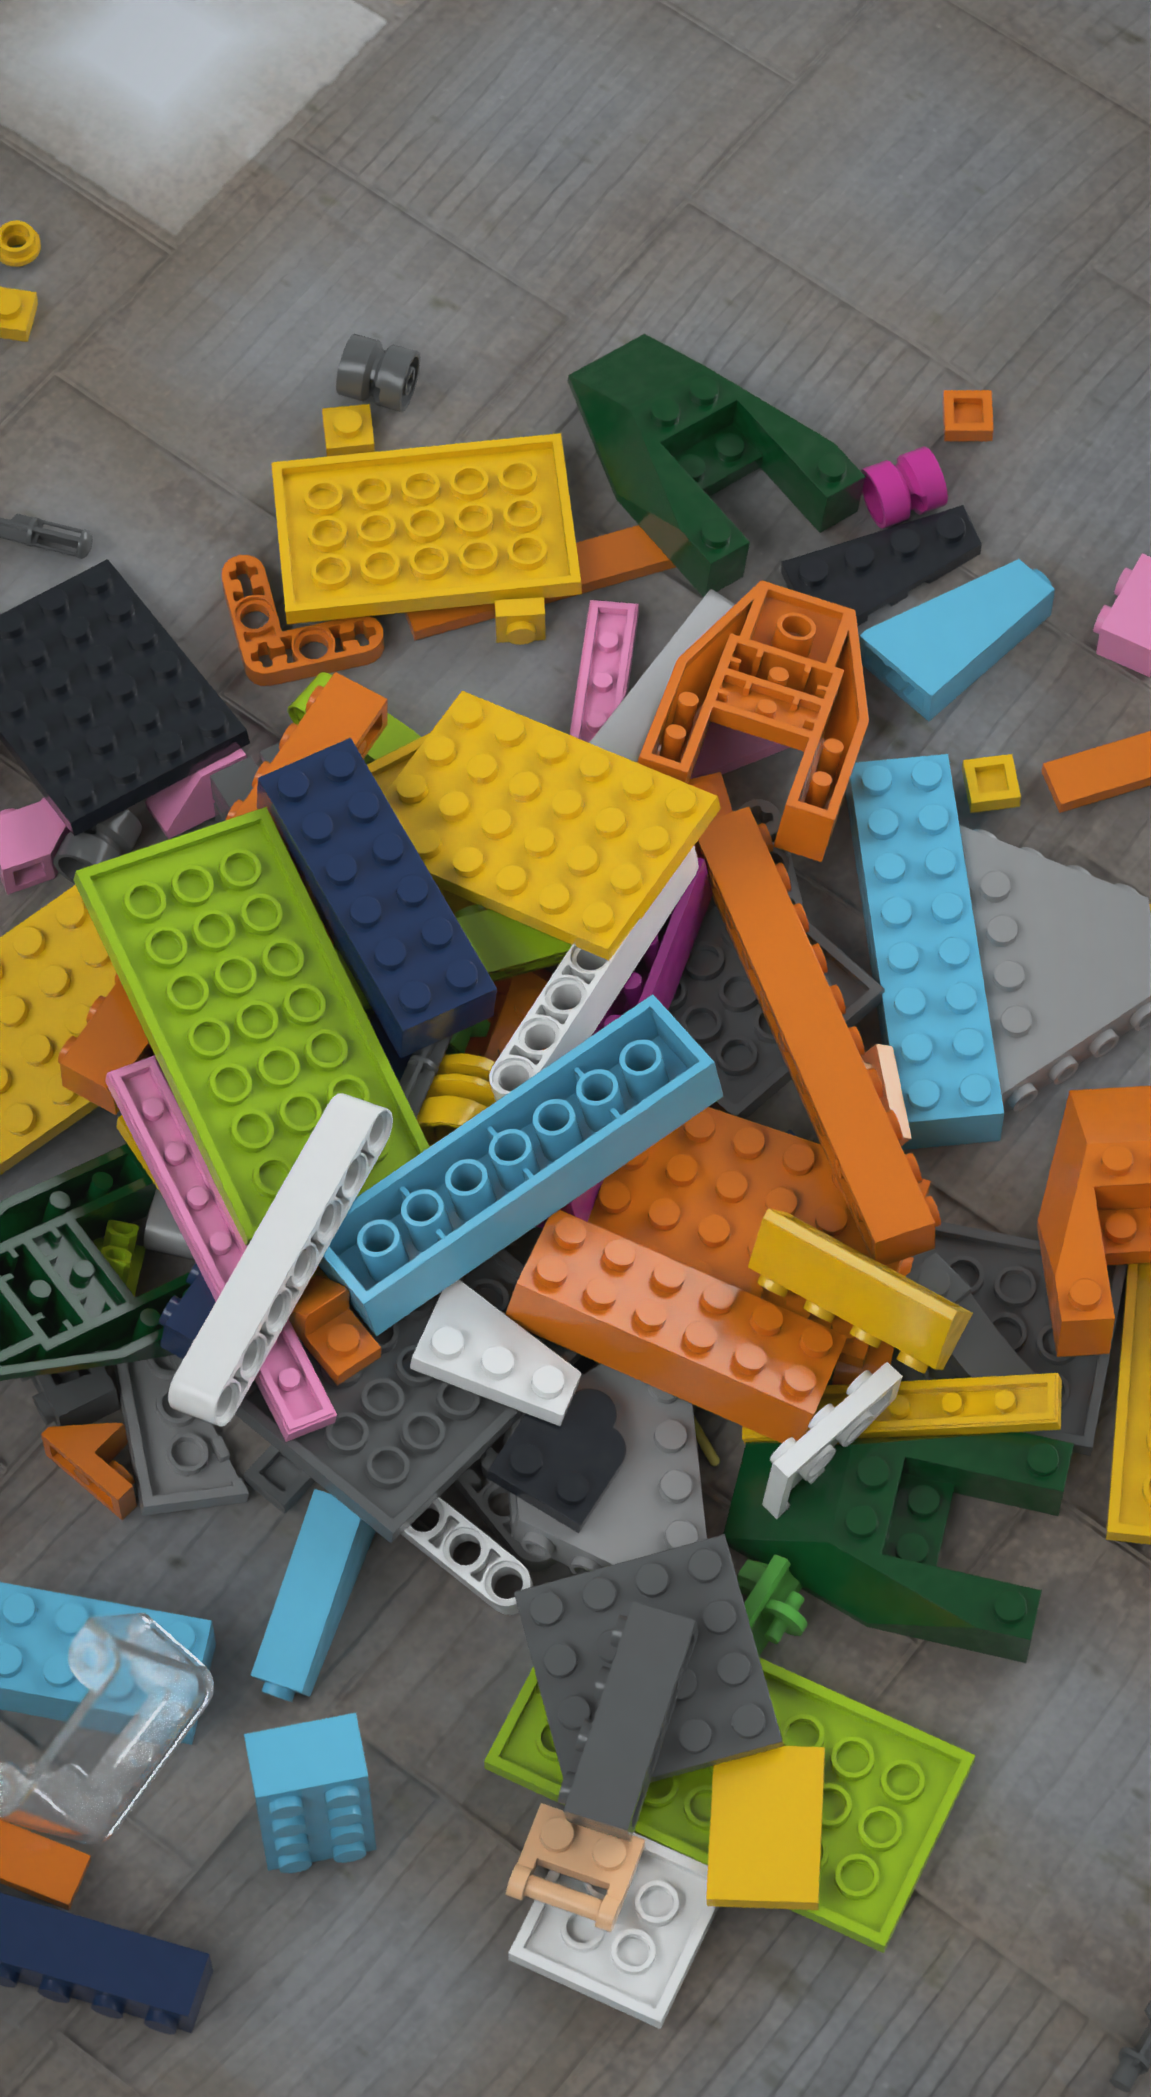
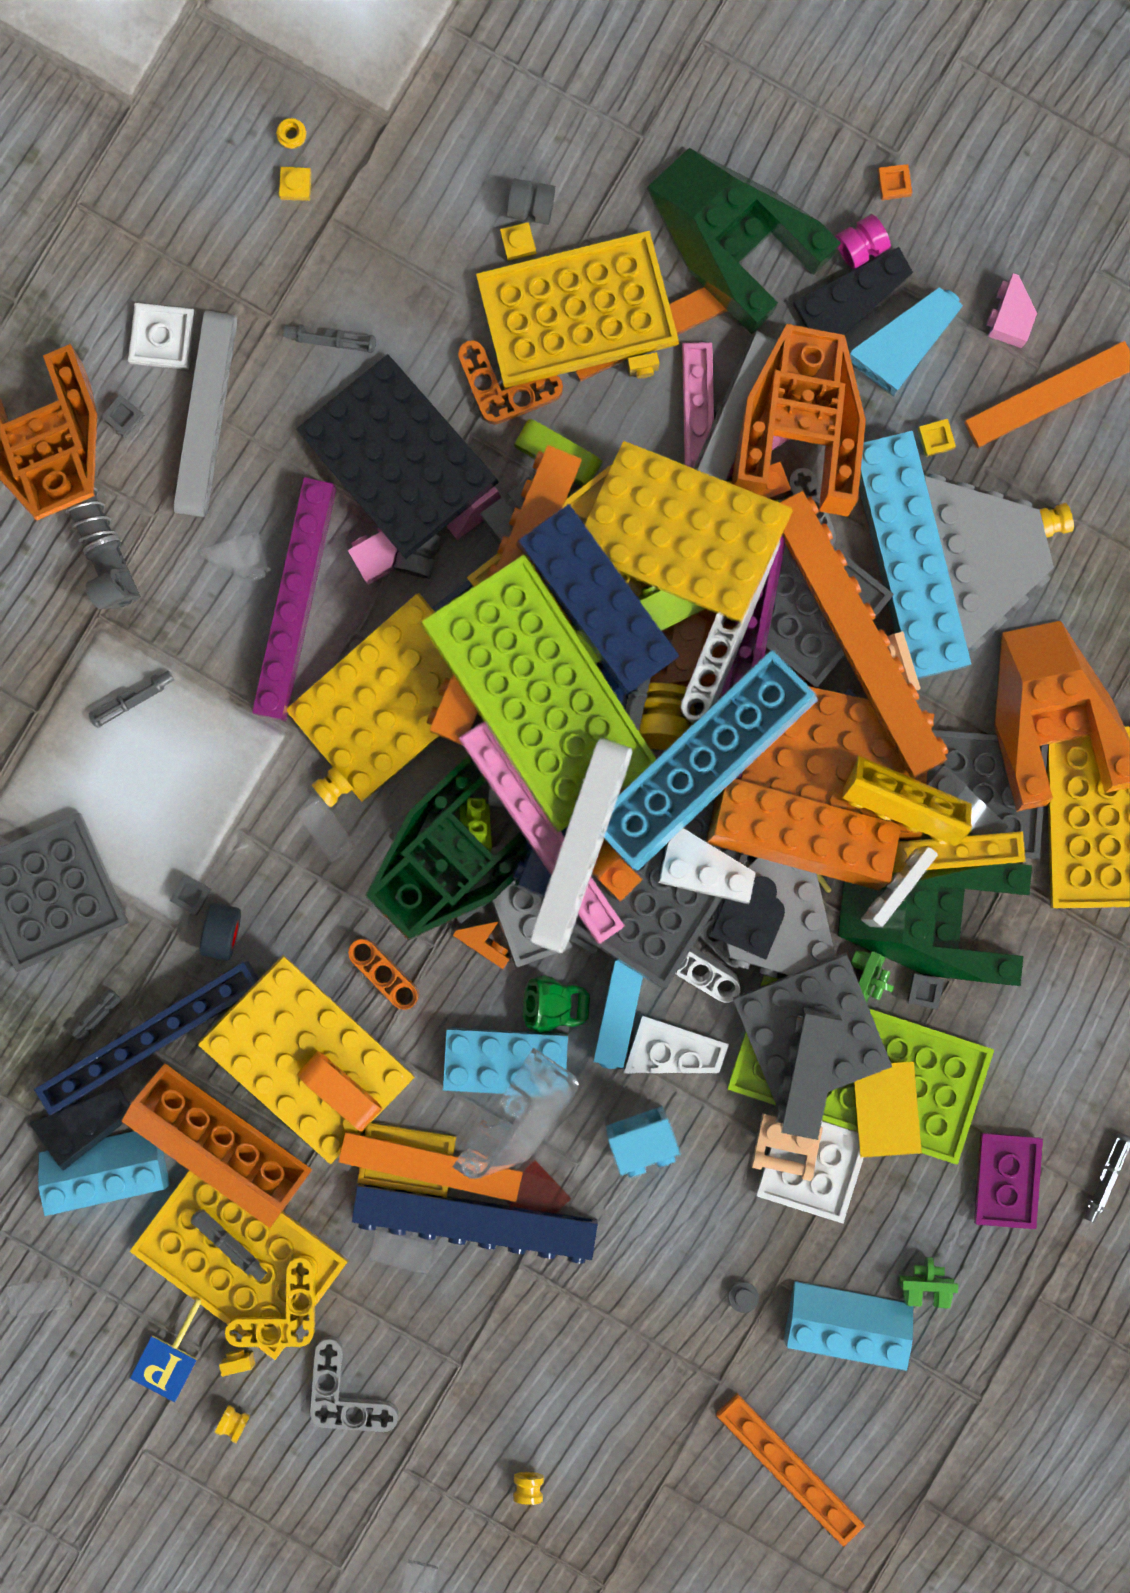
camera: 10 degrees left, 25 degrees up
(117, 1897) = (539, 1191): none -> clear red piece
(193, 1576) = (549, 1004): none -> green piece
(398, 1687) = (671, 1049): none -> white wing
(863, 1645) = (925, 991): none -> dark grey plate
(976, 1992) = (1008, 1180): none -> magenta plate

